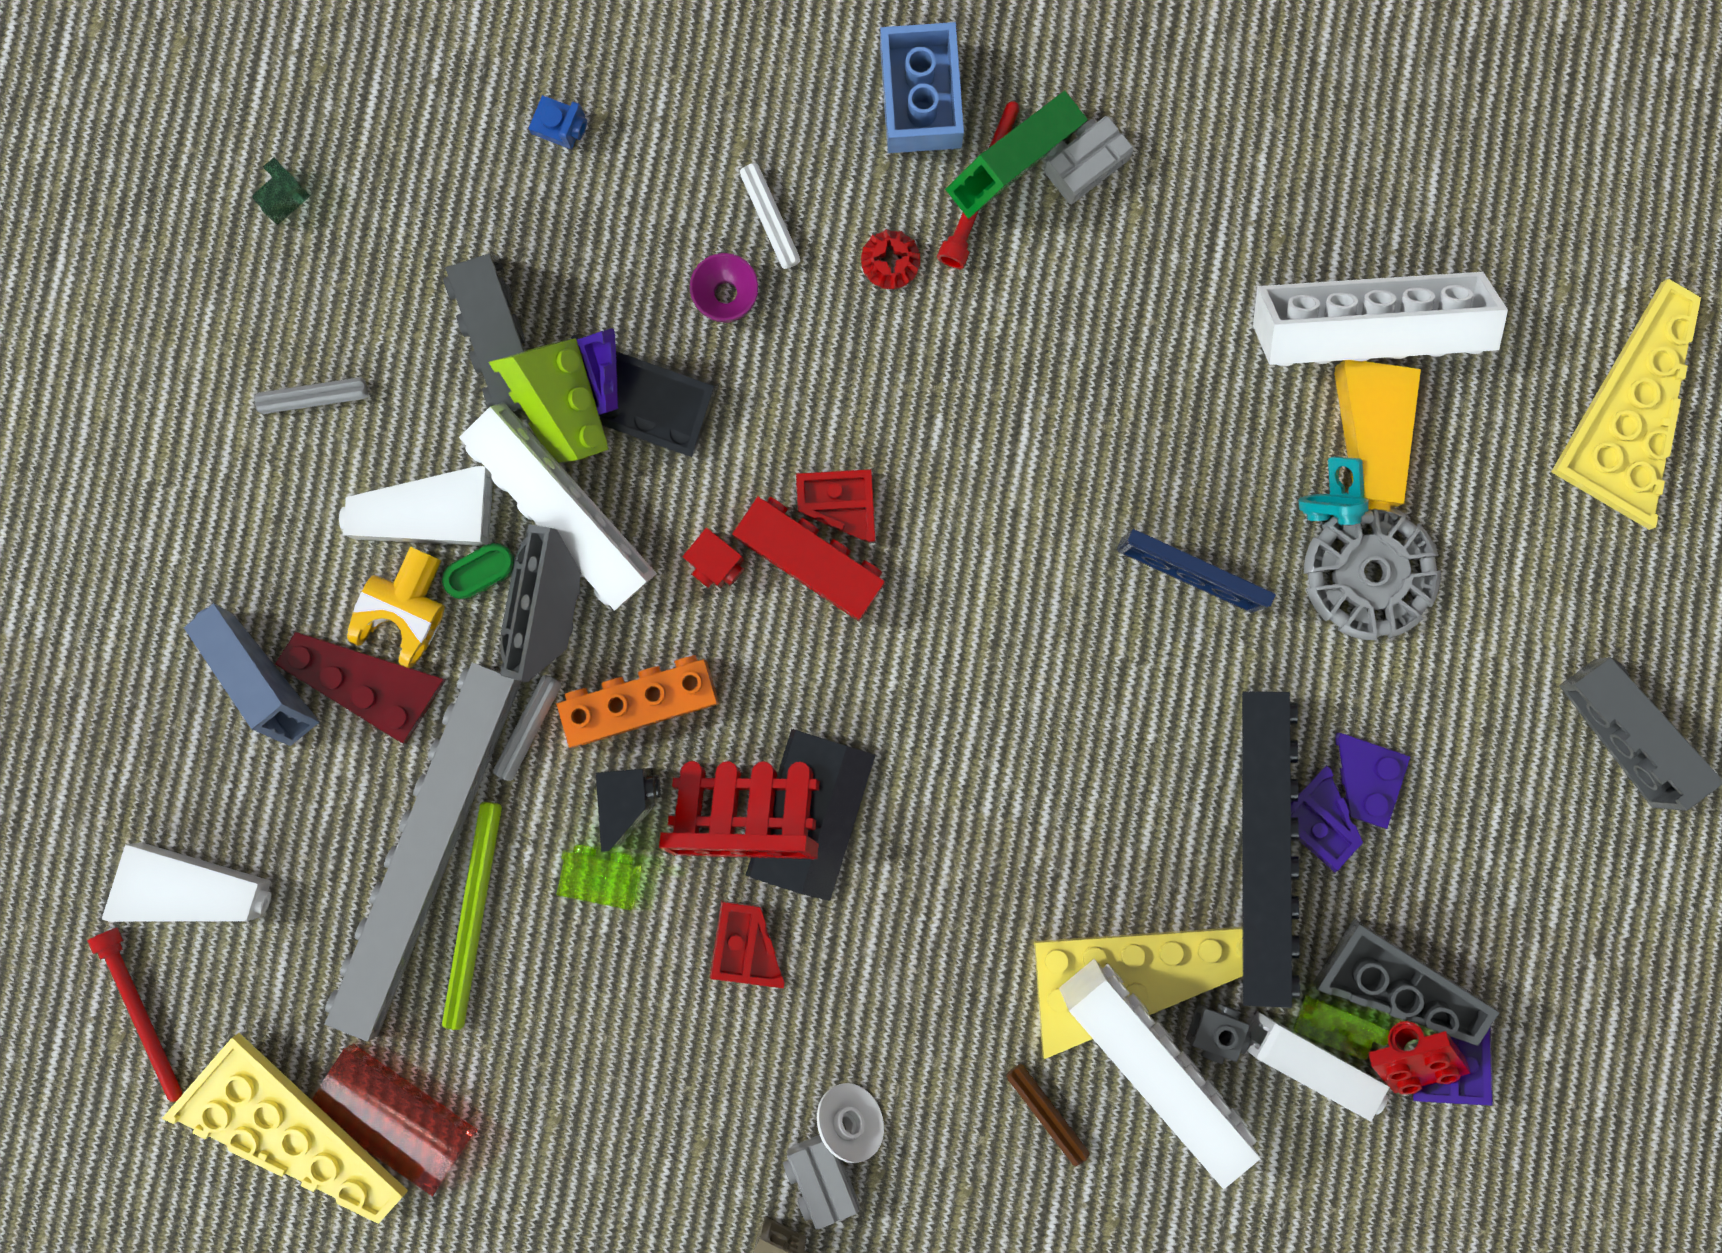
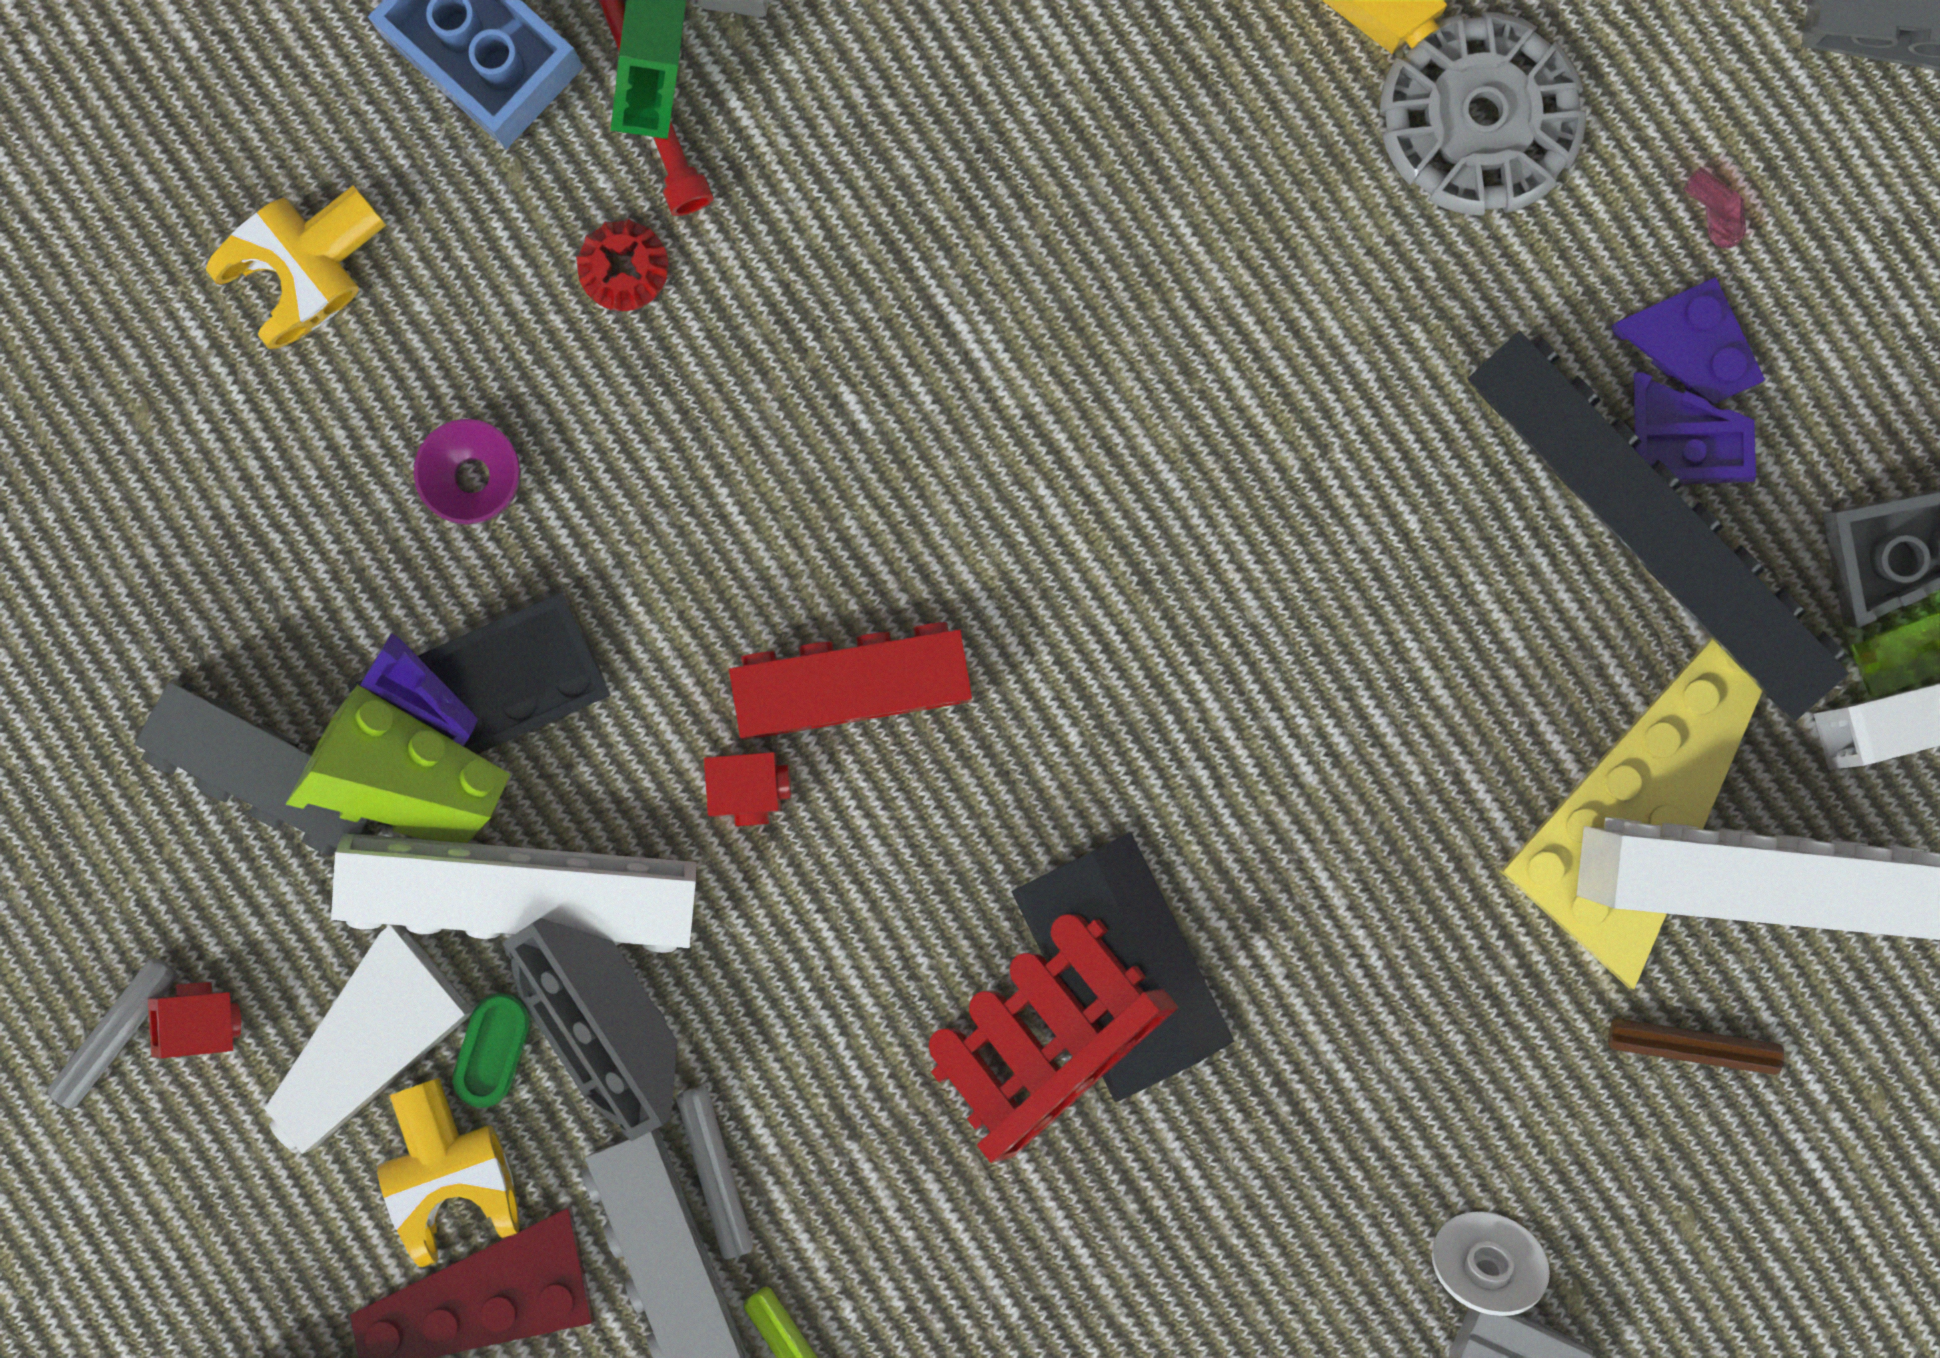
camera: 40 degrees left, 0 degrees up
(352, 425) = (193, 1022): none -> red brick
(558, 122) = (100, 461): blue bracket -> none
(599, 878) = (954, 1261): clear neon green bracket -> none
(624, 802) = (904, 1149): black slope -> none
(637, 703) = (812, 1027): orange brick -> none
(743, 114) = (303, 256): none -> yellow connector
(744, 947) = (1189, 1183): red wing -> none
(770, 216) = (440, 343): white axle -> none
(839, 501) = (822, 588): red wing -> none
(1195, 572) = (1290, 296): dark blue tile -> none
(1208, 1025) = (1796, 777): dark grey brick -> none
(1340, 504) = (1384, 69): teal bracket -> none
(1446, 726) = (1723, 208): none -> clear pink arm

